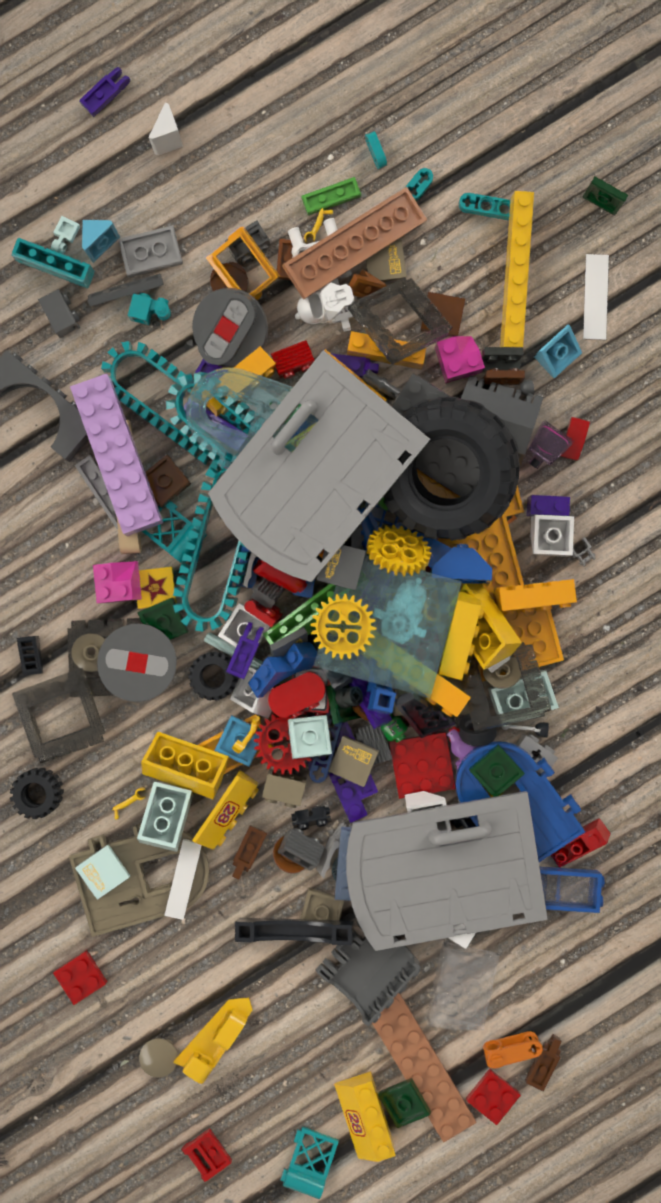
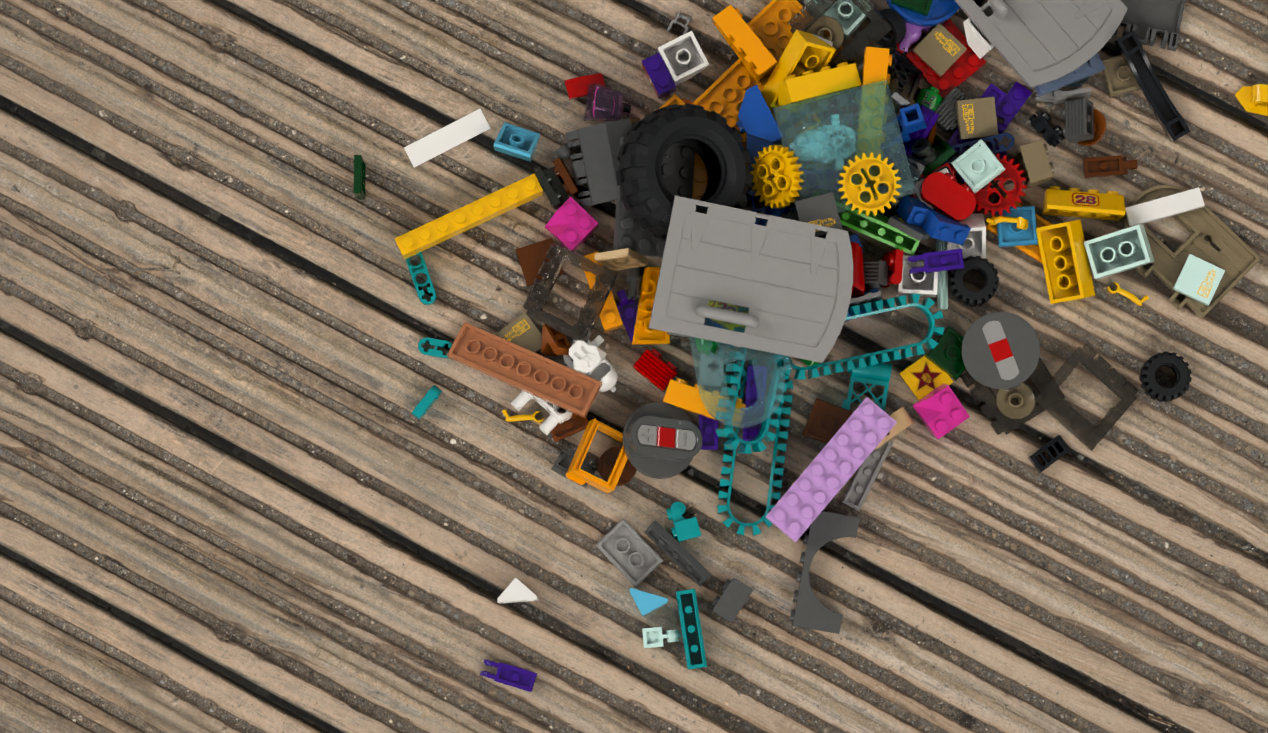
camera: 110 degrees left, 5 degrees down
(331, 196) = (489, 420): bright green tile -> none
(404, 378) = (621, 259): none -> tan tile
(432, 763) = (939, 50): none -> dark tan tile

